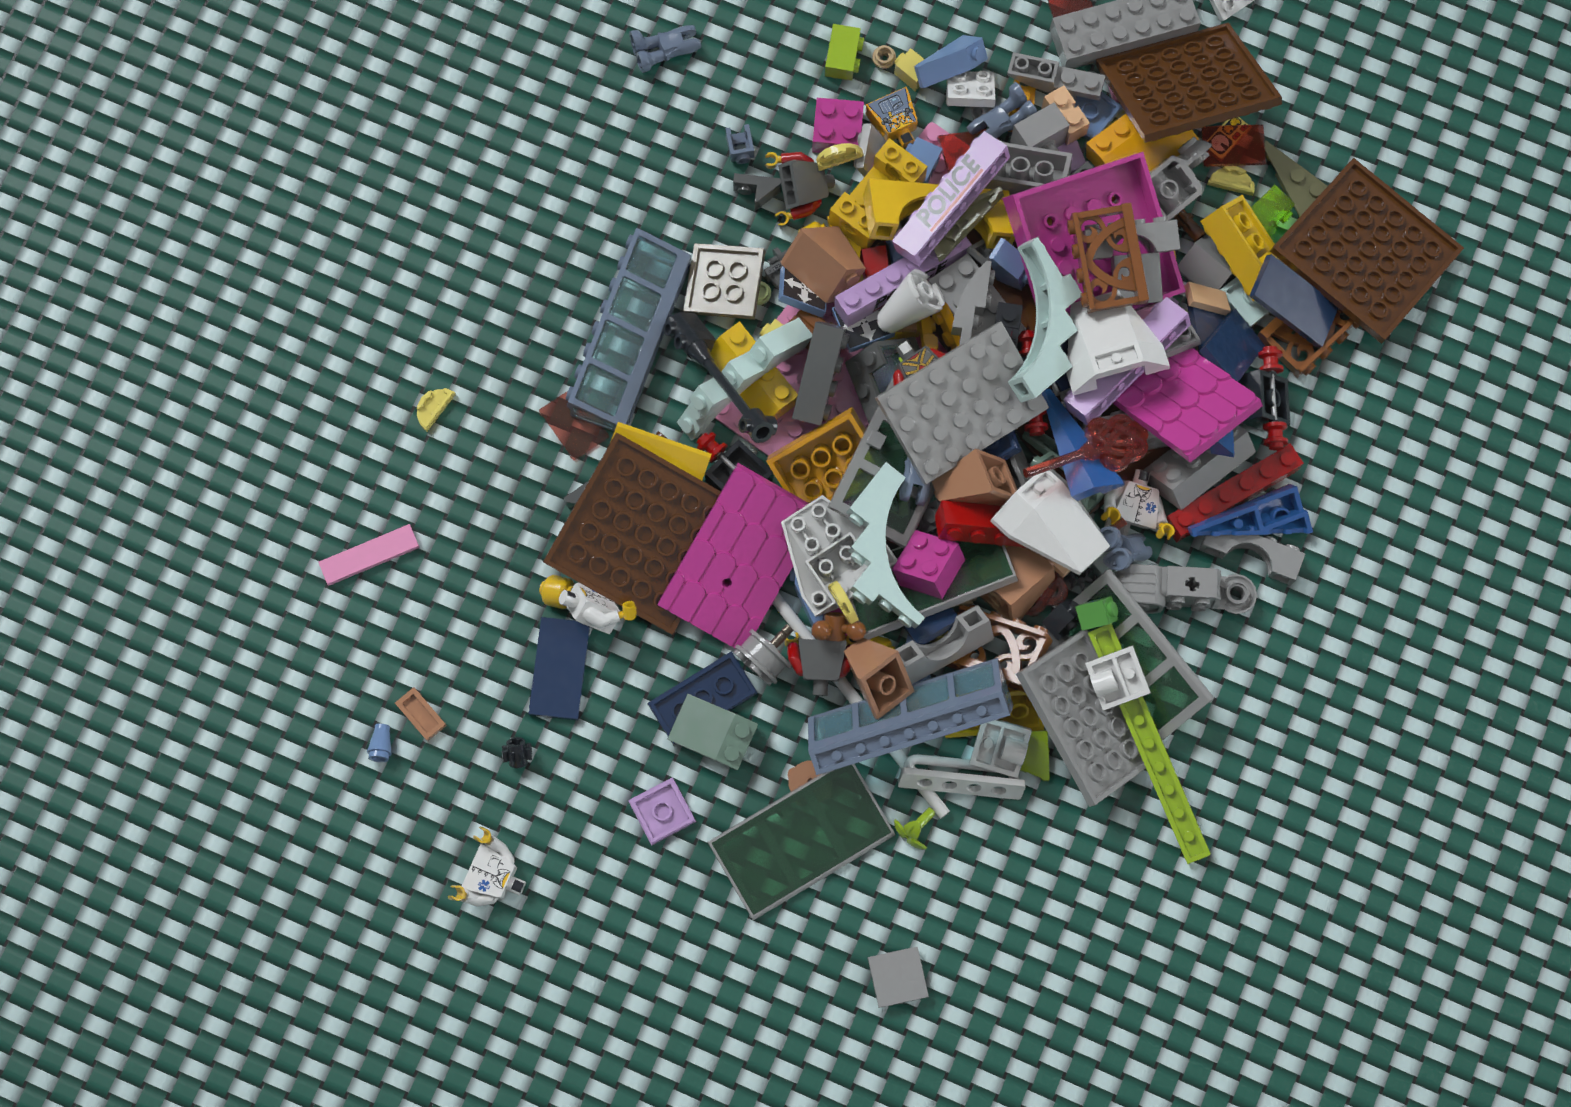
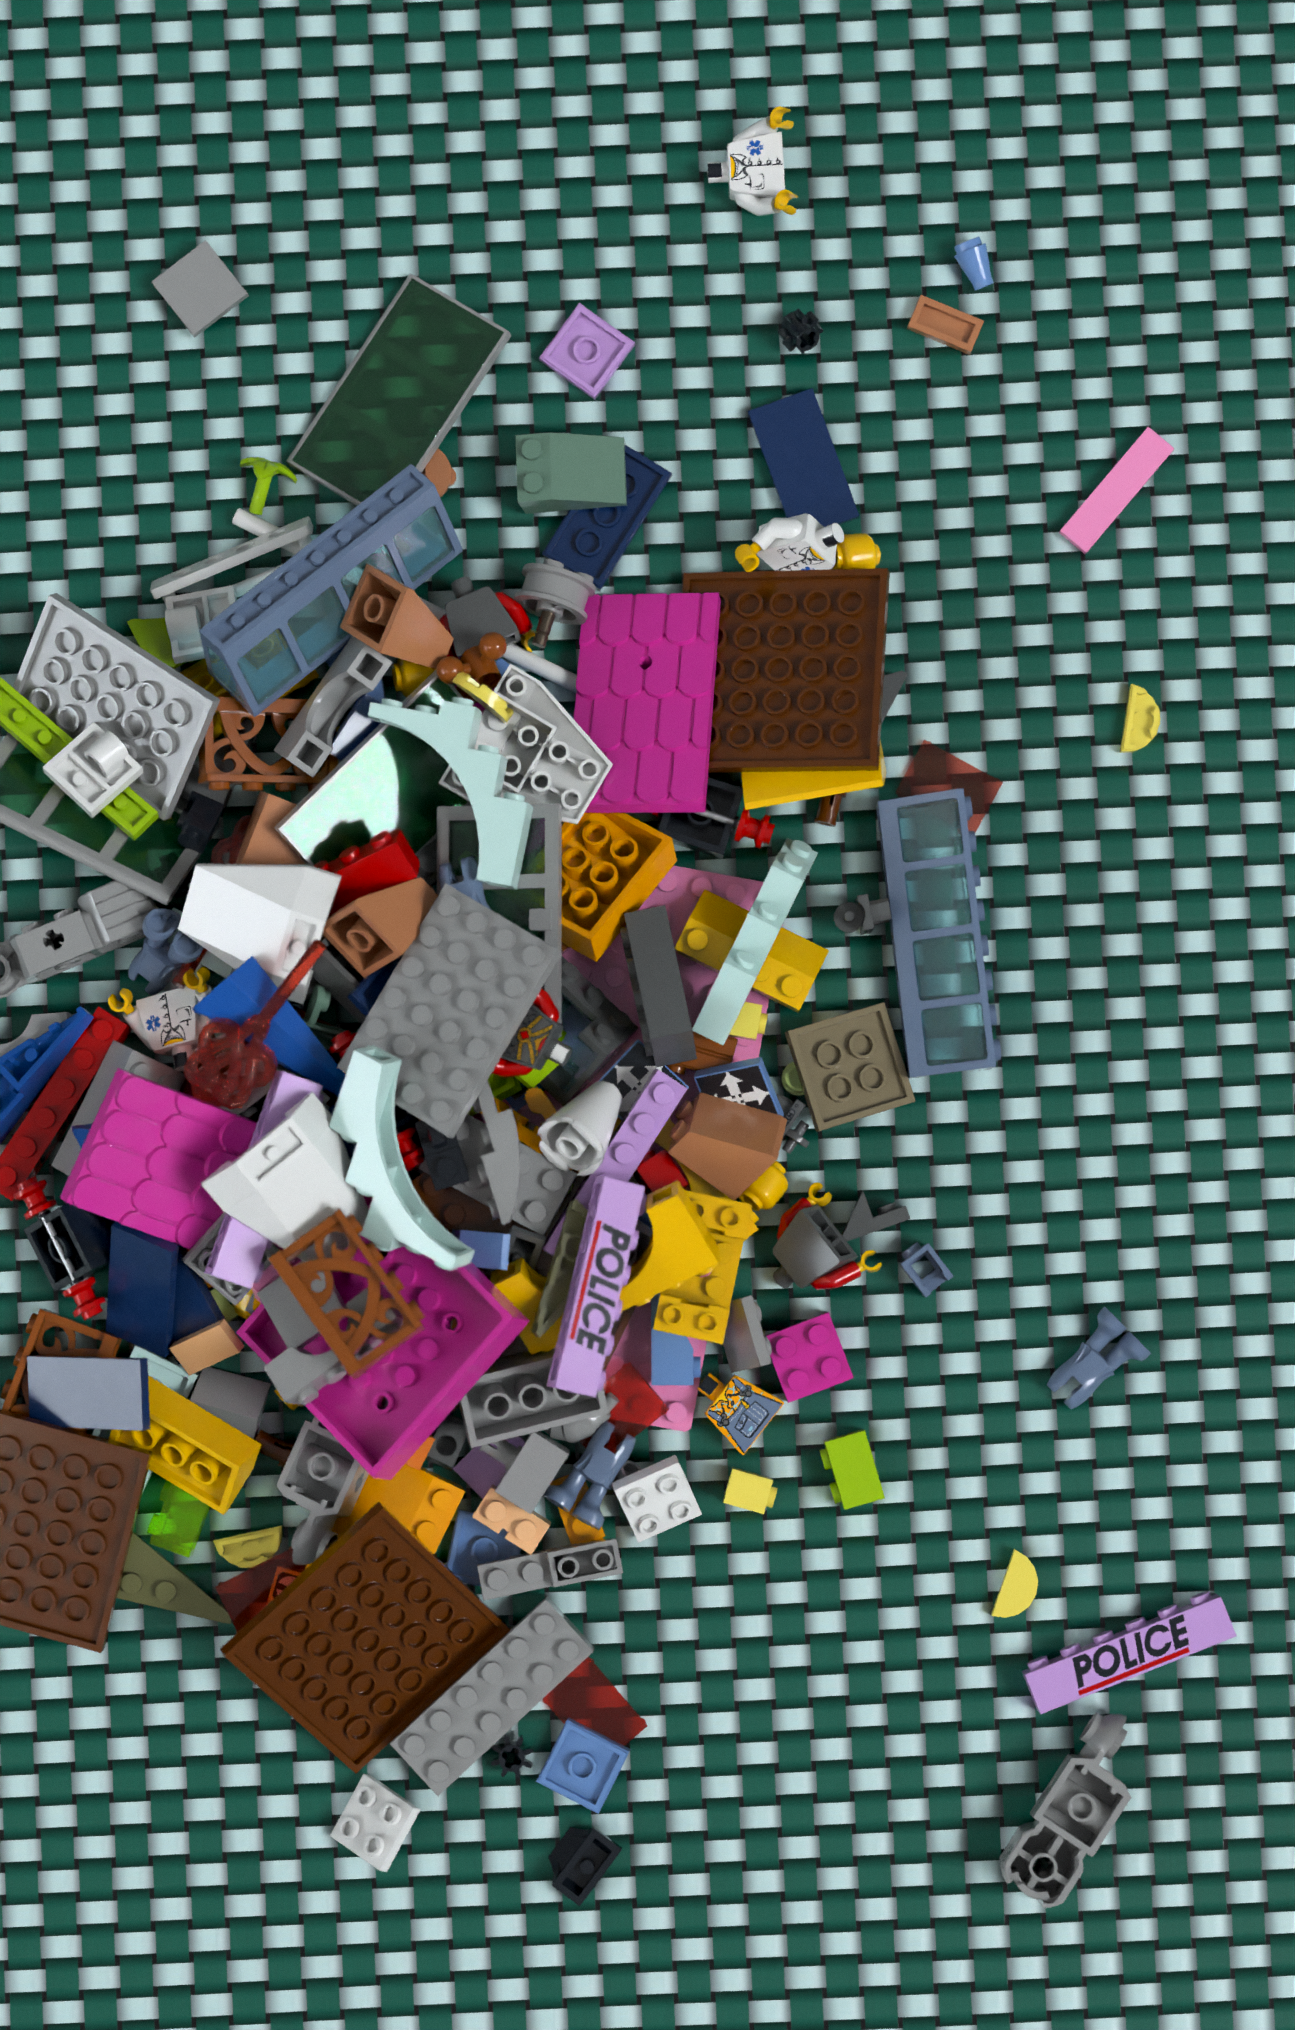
camera: 160 degrees right, 10 degrees up
(667, 364) = (862, 914): none -> dark grey hips
(697, 343) = (839, 955): black bar -> none
(838, 155) = (780, 1299): light yellow tile -> none
(884, 51) = (804, 1500): tan plate -> none
(928, 564) = (398, 797): dark pink brick -> none
(951, 60) = (699, 1522): medium blue slope -> none
(1097, 613) = (157, 841): bright green brick -> none

